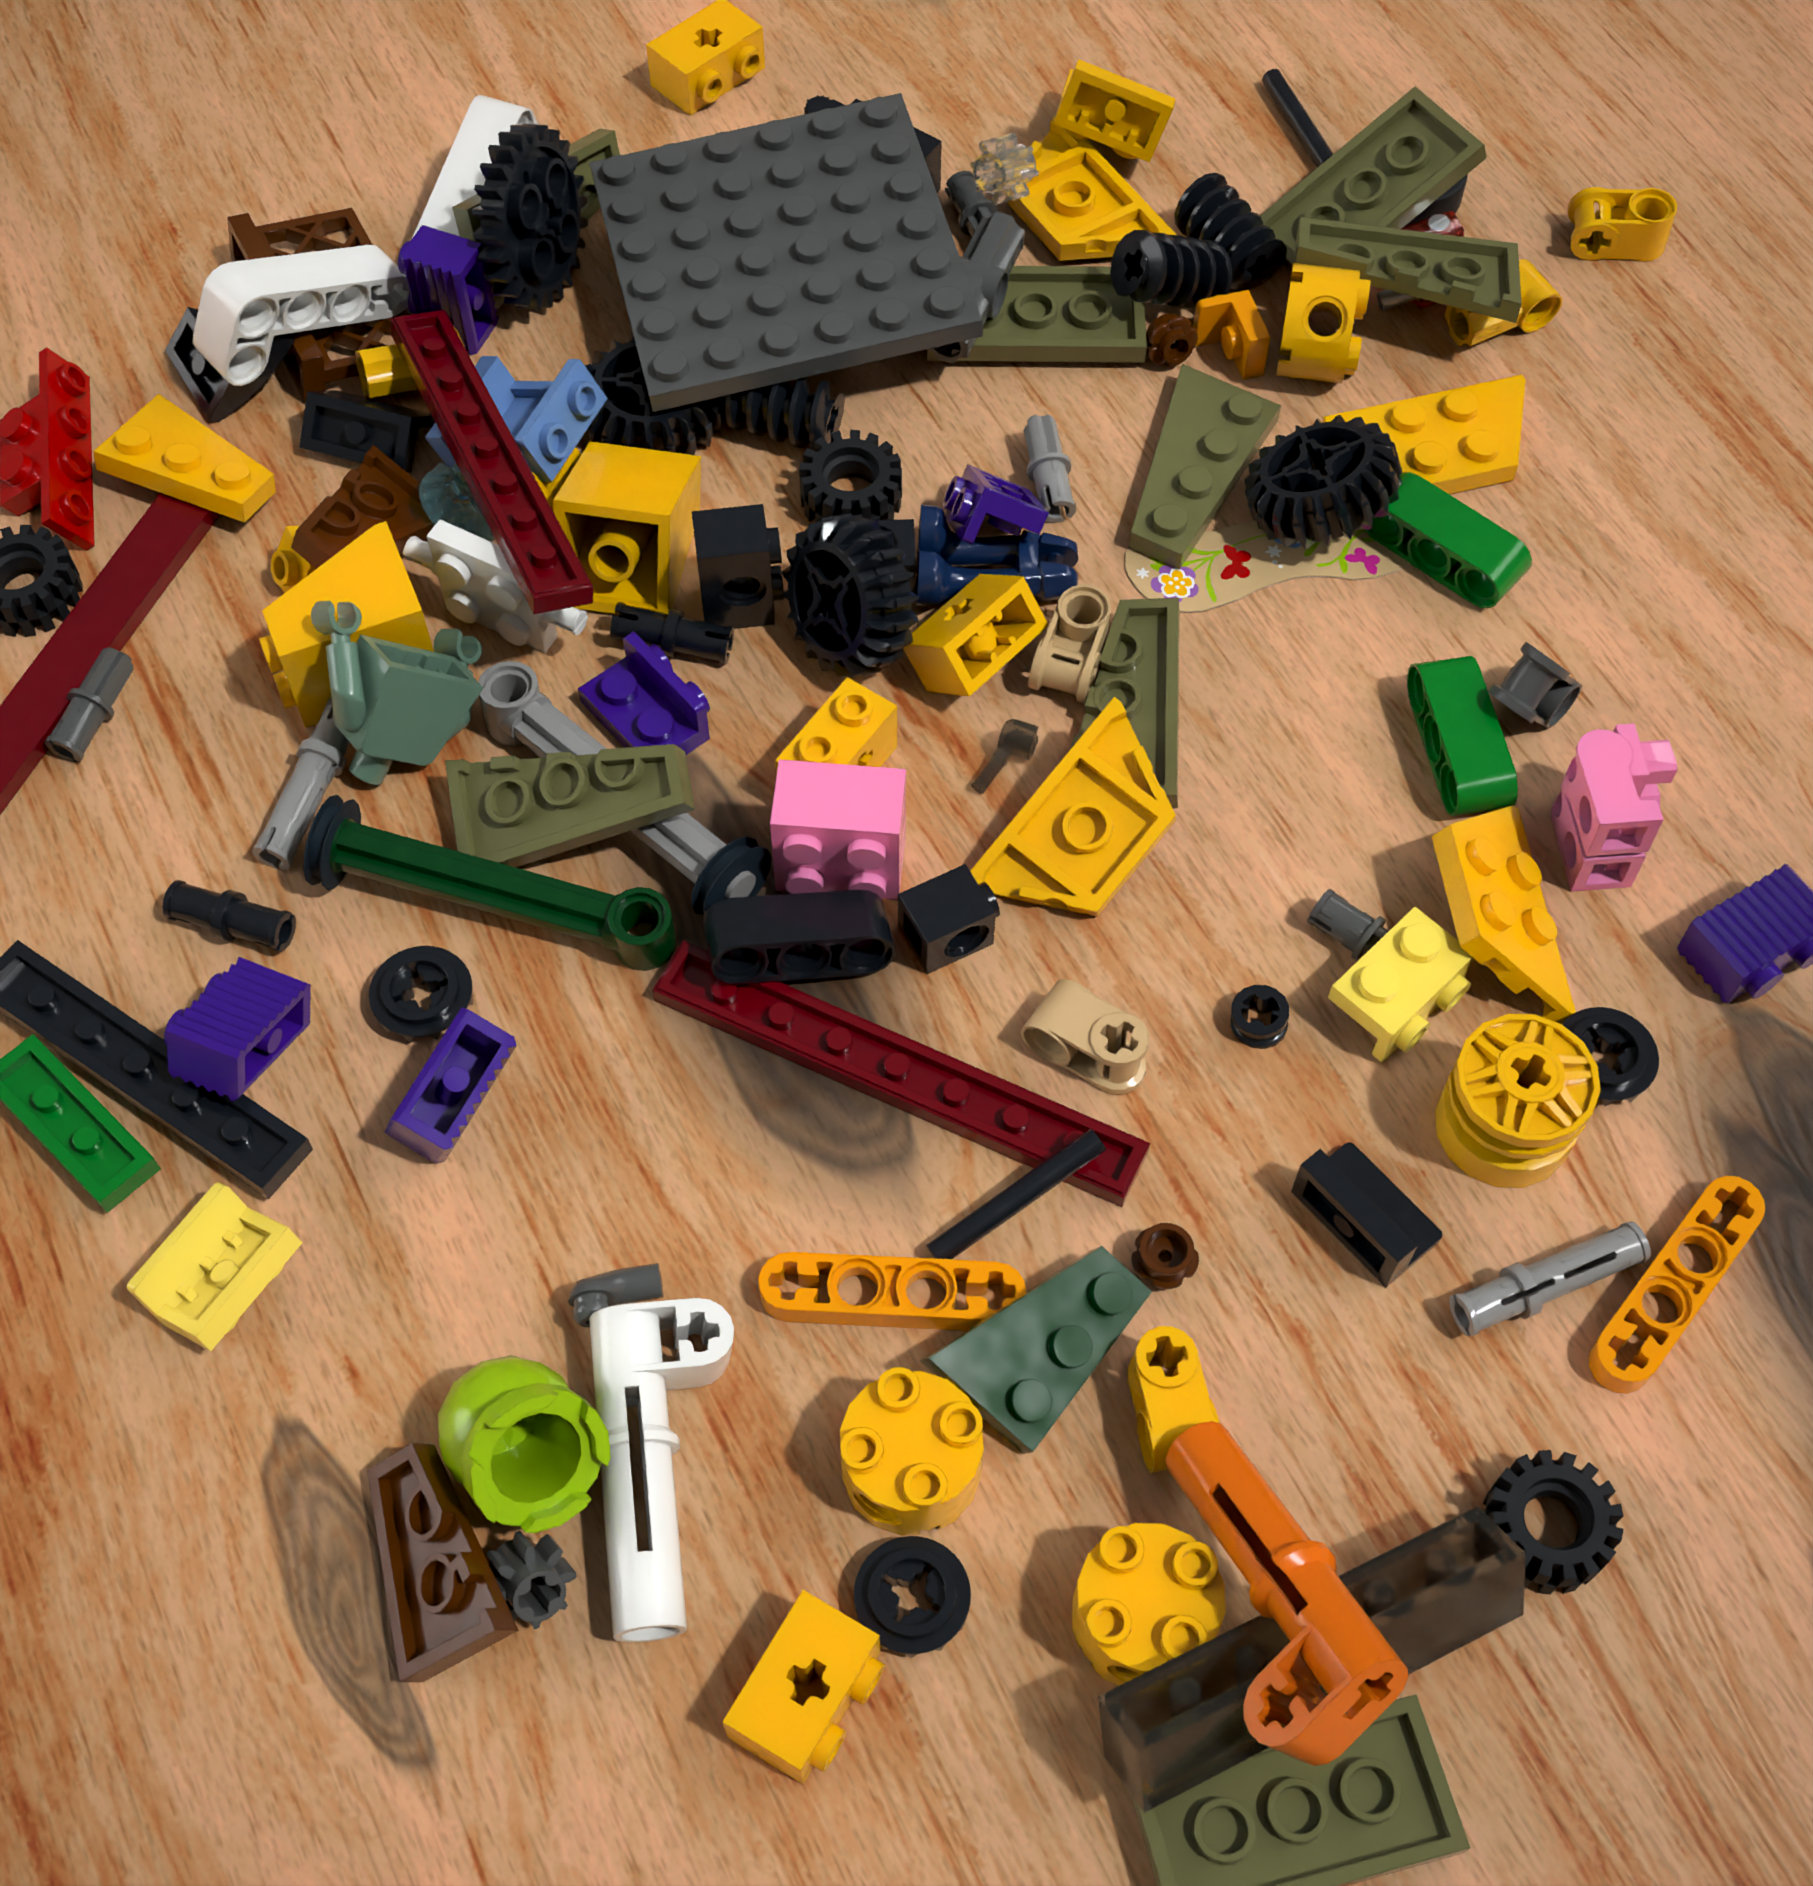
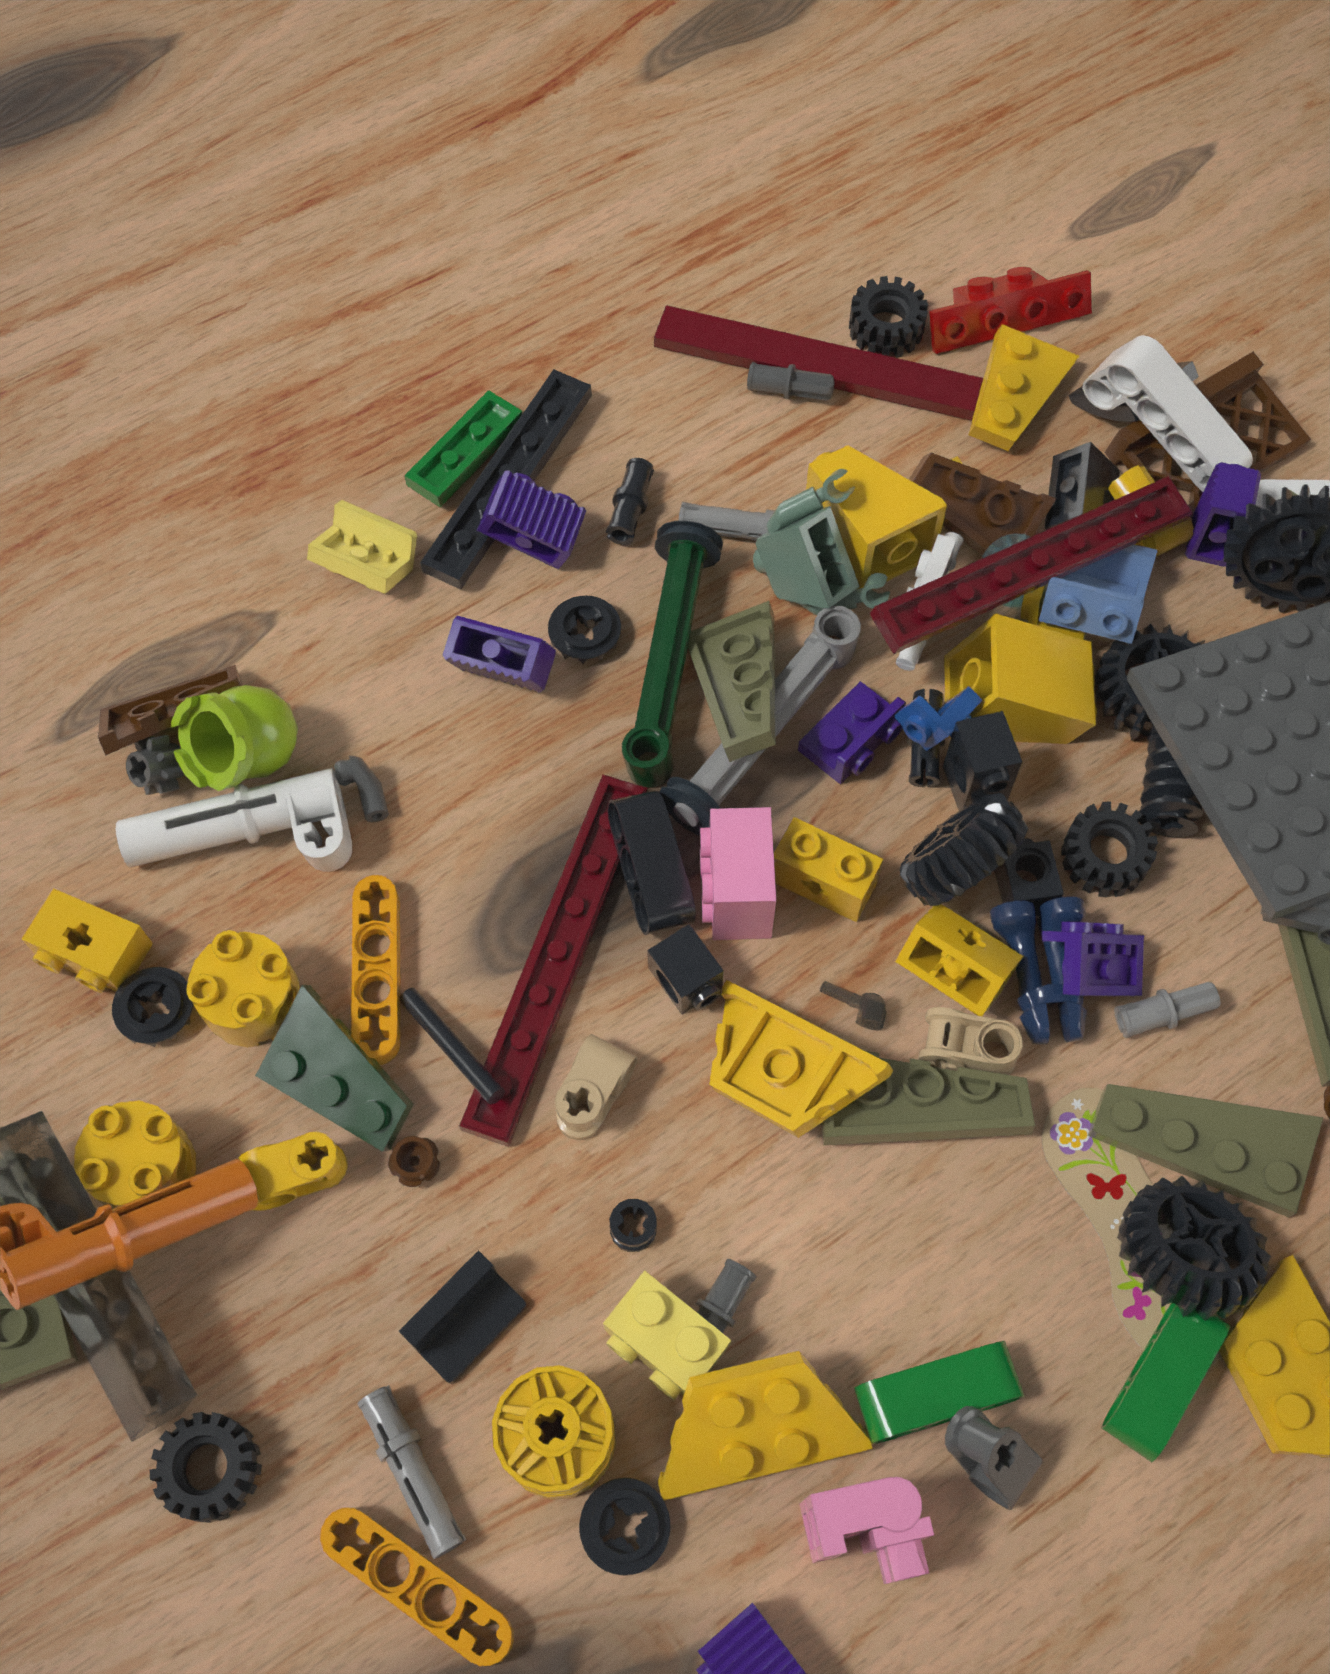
camera: 85 degrees right, 5 degrees up
(671, 591) = (930, 727): none -> blue bracket

